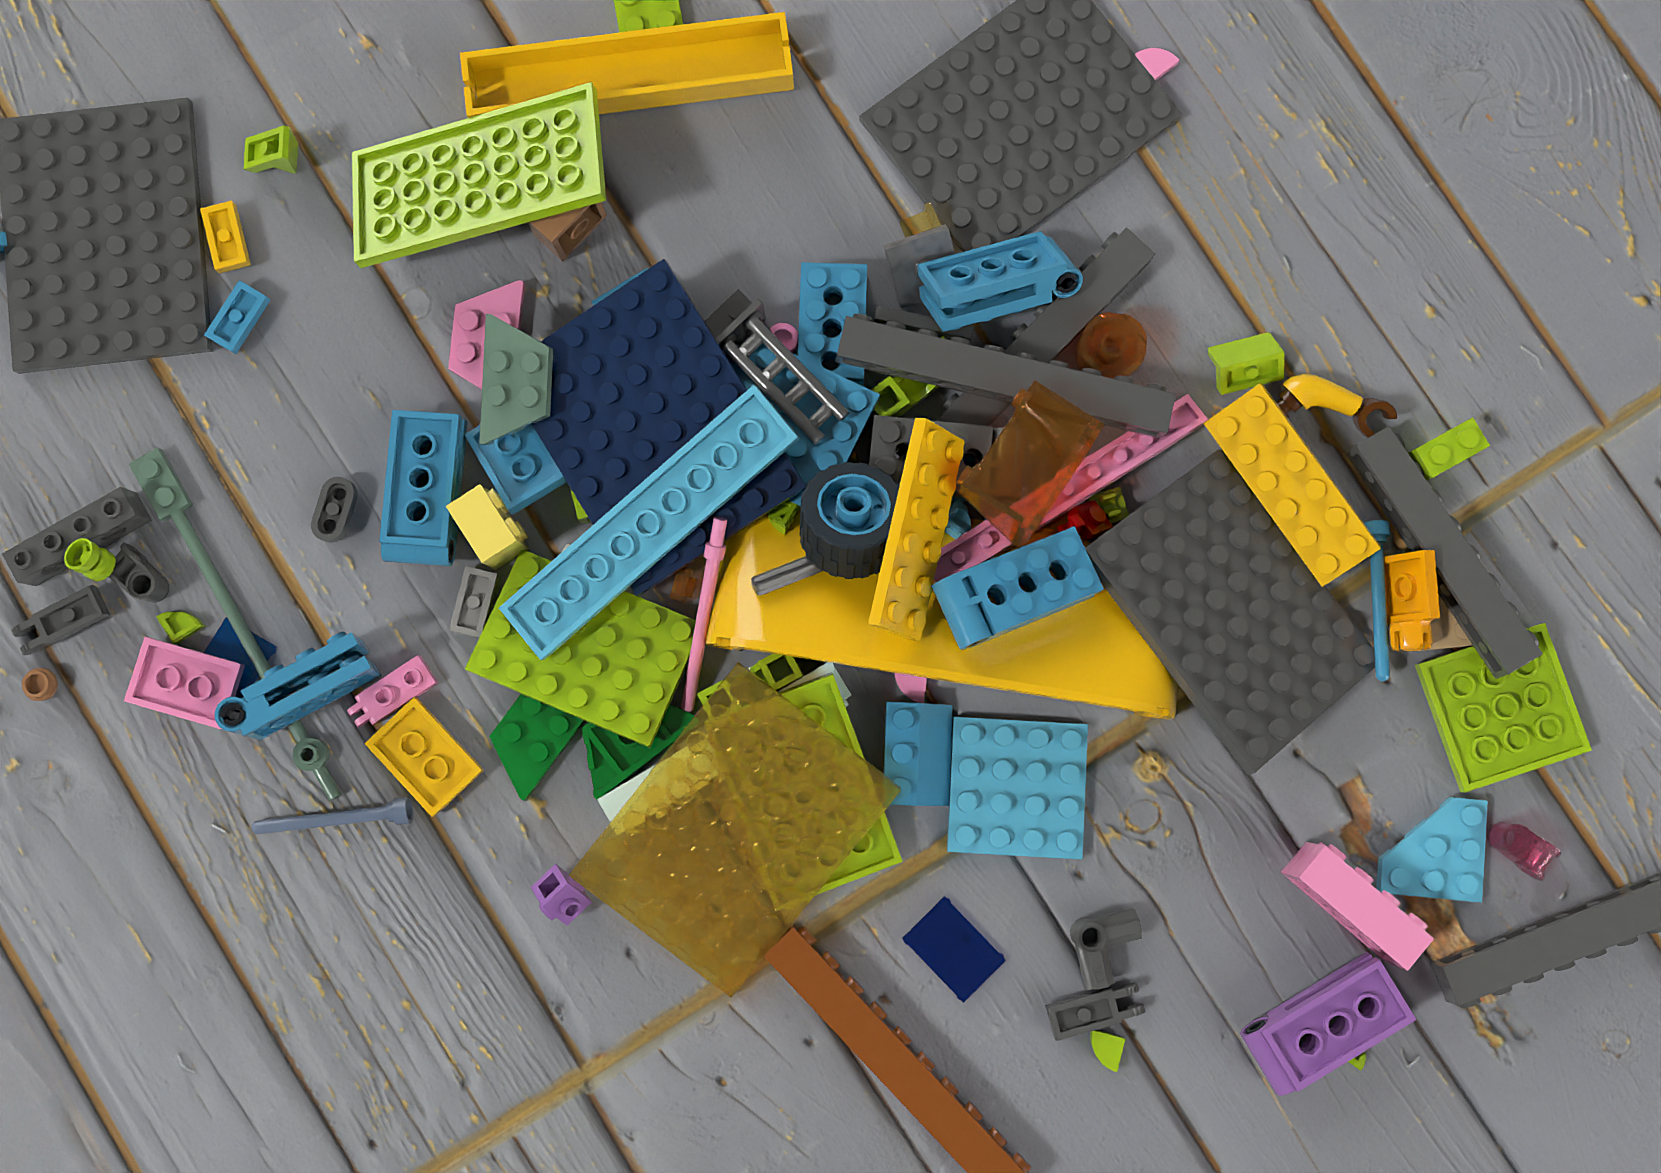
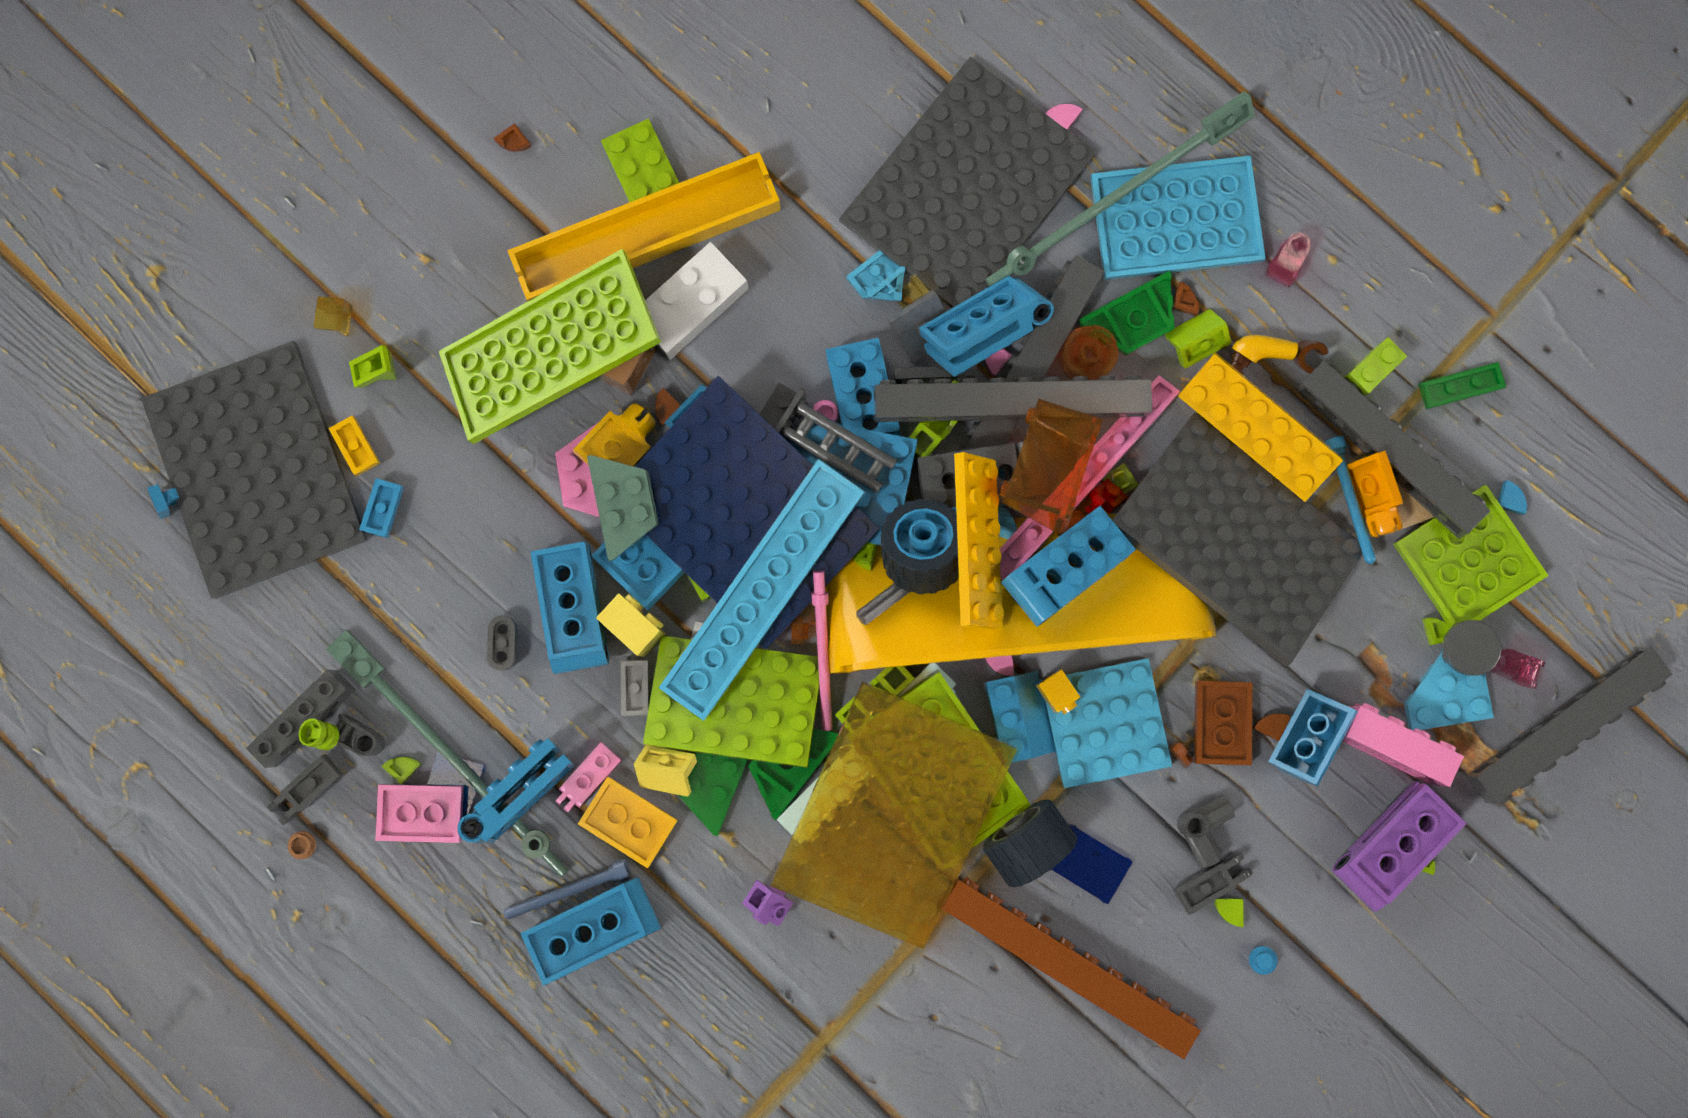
camera: 15 degrees left, 0 degrees up
(241, 79) = (333, 315): none -> clear yellow panel
(398, 875) = (634, 918): none -> dark azure hinge
(482, 706) = (664, 770): none -> light yellow panel
(532, 303) = (618, 437): none -> yellow plate
(597, 282) = (665, 406): none -> dark orange tile
(662, 166) = (694, 298): none -> white brick
(886, 198) = (878, 279): none -> medium azure slope
(887, 906) = (1030, 843): none -> black wheel
(969, 736) = (1058, 692): none -> yellow brick
(1001, 328) = (997, 361): none -> bright pink tile
(1096, 846) = (1181, 754): none -> dark orange tile
(1130, 1117) = (1263, 960): none -> dark azure plate
(1156, 824) = (1223, 723): none -> dark orange plate
(1181, 318) = (1138, 315): none -> green wing
(1214, 842) = (1272, 725): none -> dark orange tile
(1242, 315) = (1185, 300): none -> dark orange tile
(1257, 869) = (1312, 737): none -> dark azure slope
(1259, 215) = (1180, 219): none -> medium azure plate
(1330, 120) = (1214, 127): none -> sand green bar
(1376, 299) = (1287, 263): none -> clear pink piece
(1442, 782) = (1435, 630): none -> lime tile
(1477, 812) = (1471, 647): none -> dark grey tile
(1546, 499) = (1462, 385): none -> green tile
(1572, 648) = (1512, 498): none -> dark azure tile

